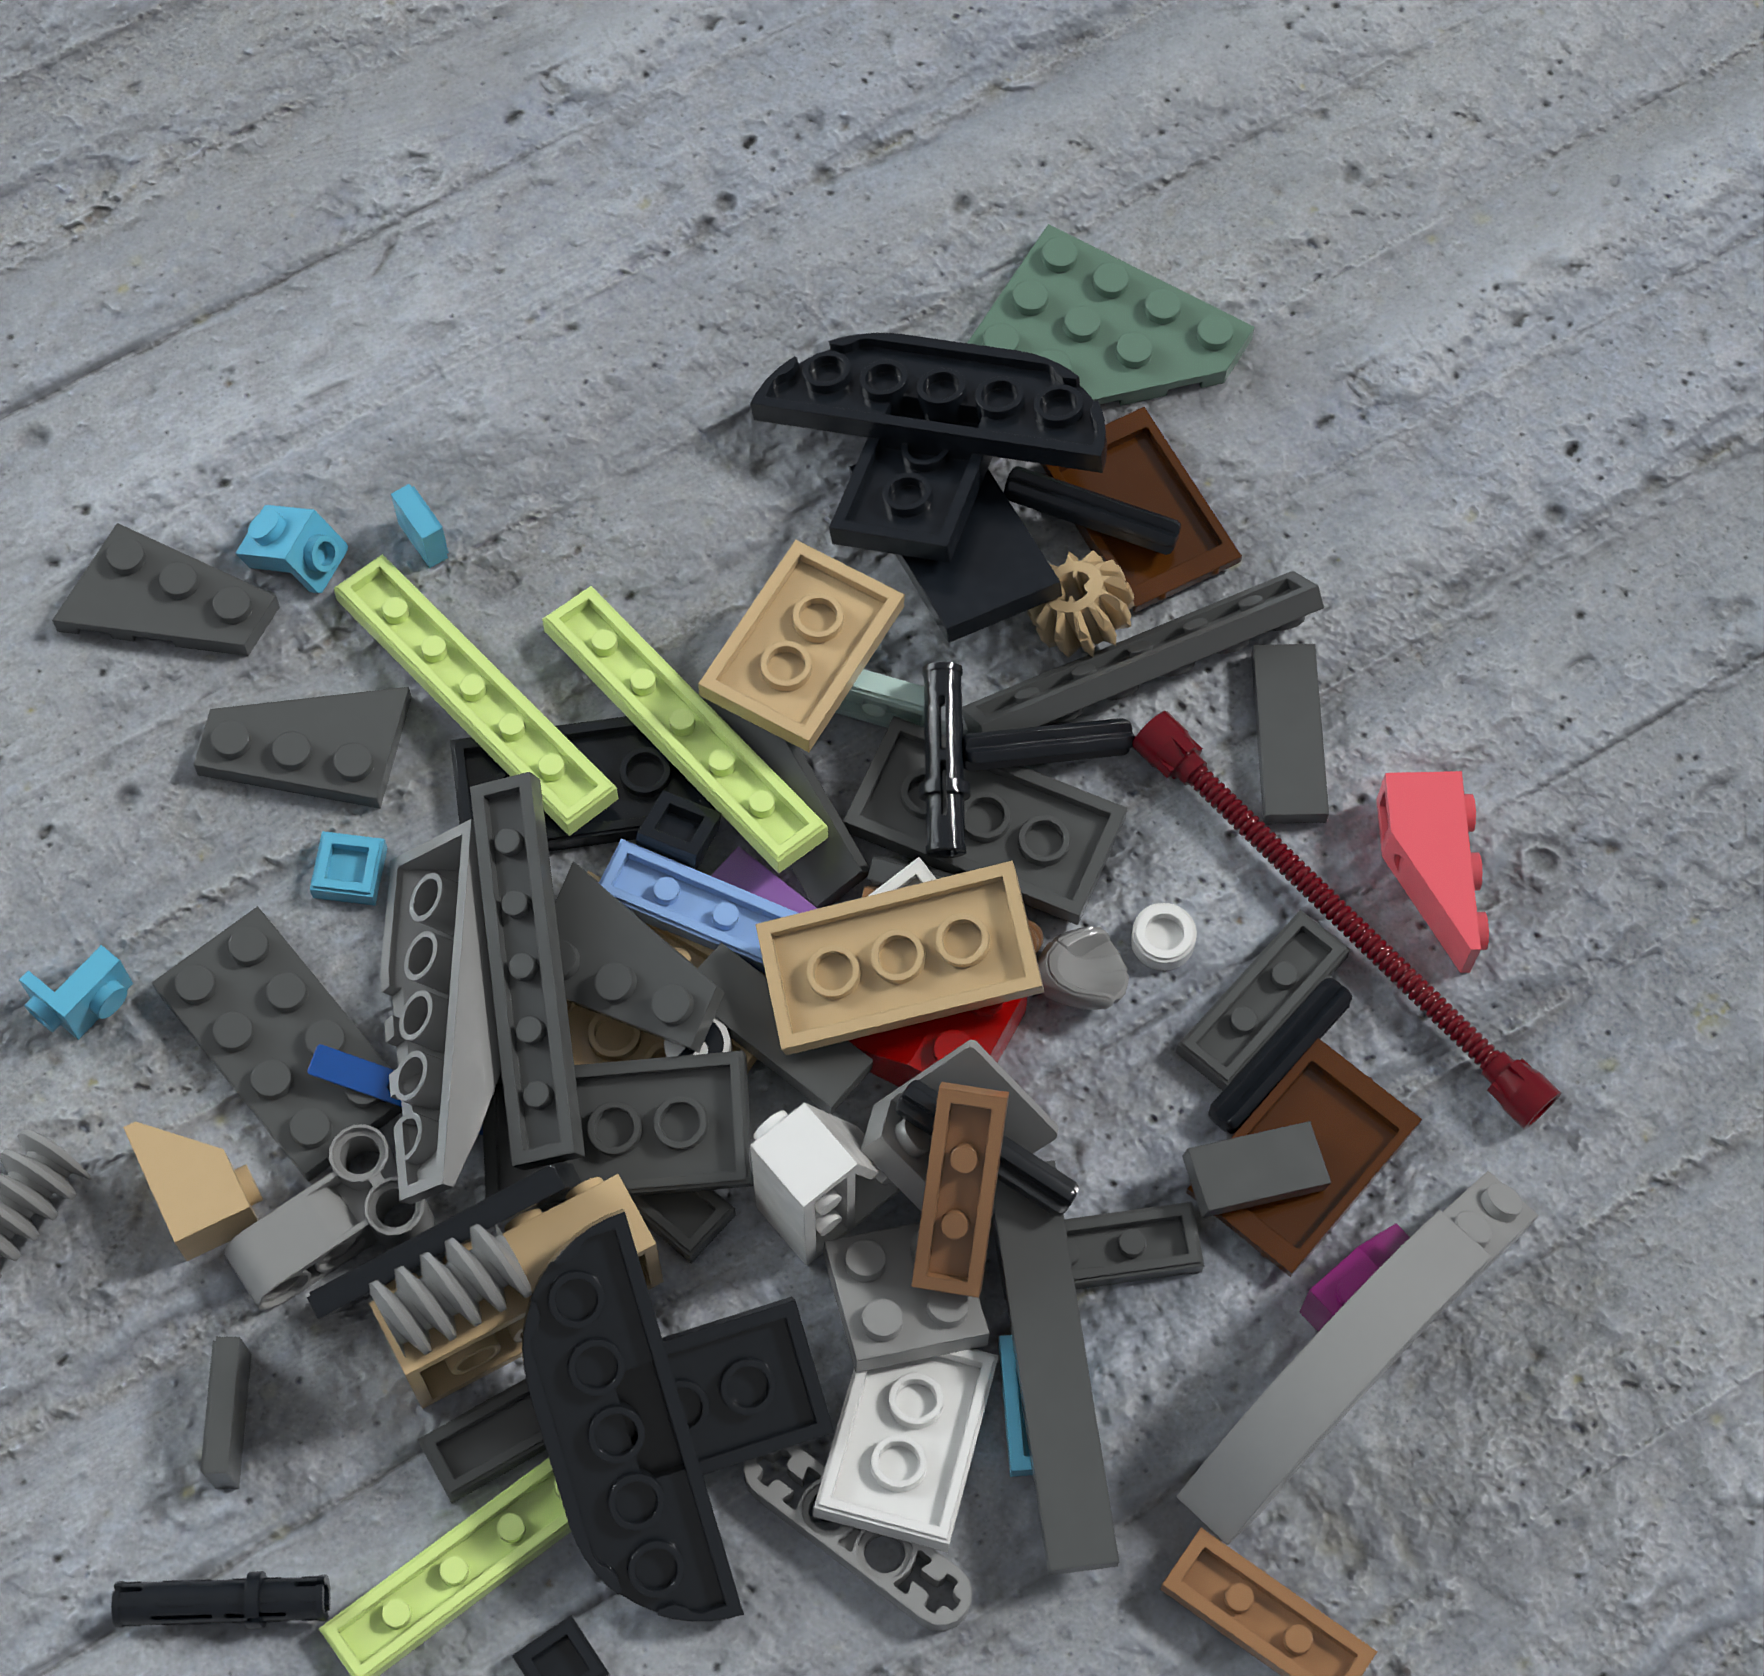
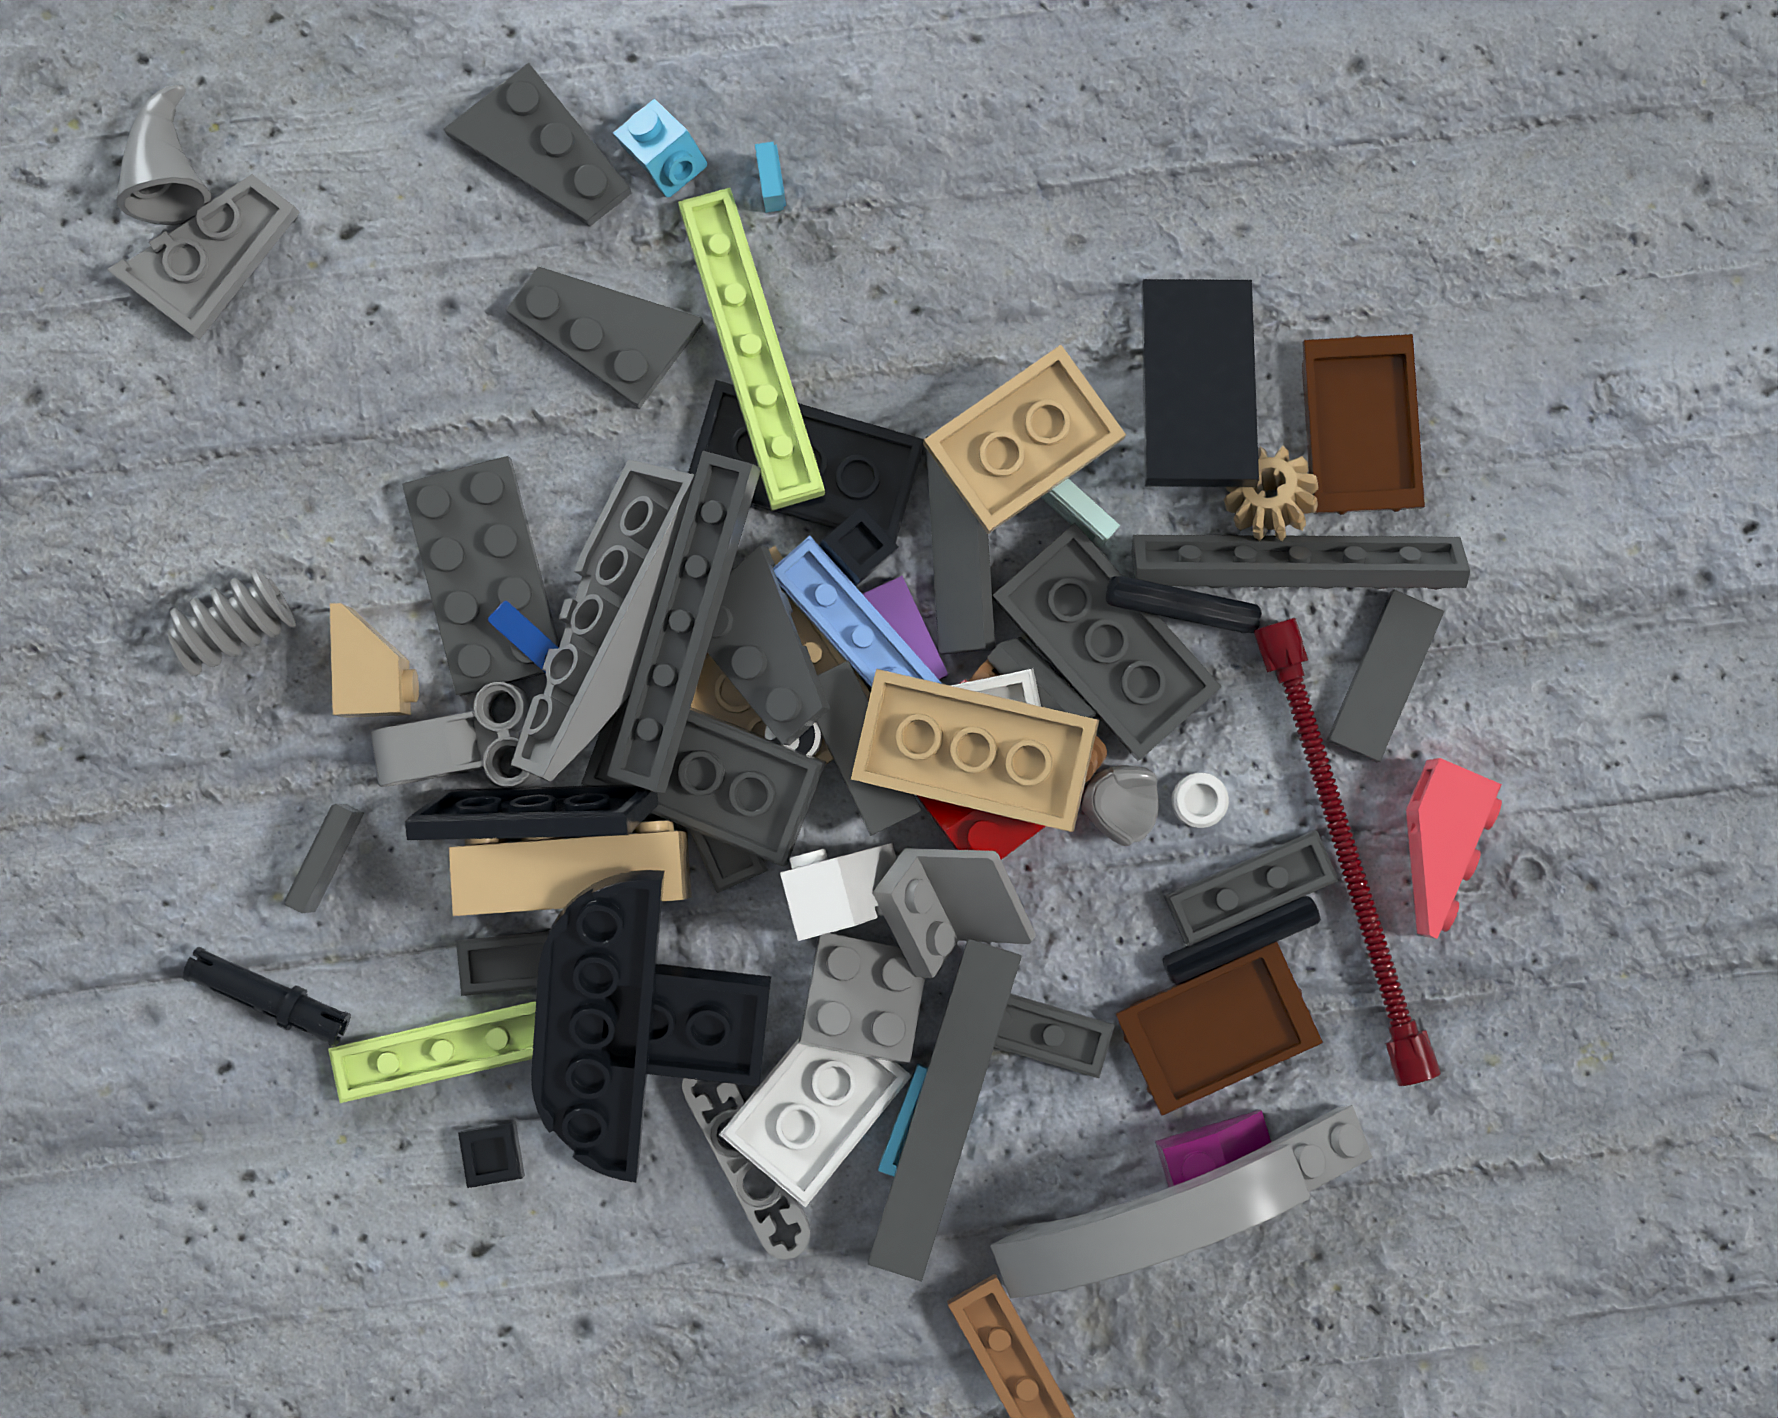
camera: 20 degrees right, 20 degrees up
(88, 994) = (351, 473): medium azure bracket -> none
(348, 868) = (592, 452): medium azure tile -> none
(450, 1289) = (508, 877): light grey piece -> none
(686, 729) = (901, 459): yellowish green tile -> none
(931, 428) = (1228, 279): black plate -> none
(946, 831) = (1066, 650): black pin -> none
(960, 1189) = (933, 959): medium nougat plate -> none
(1017, 1165) = (970, 931): black axle -> none
(1092, 510) = (1321, 413): black axle -> none
(1111, 323) = (1394, 243): sand green plate -> none
(1256, 1169) = (1174, 1027): dark grey tile -> none

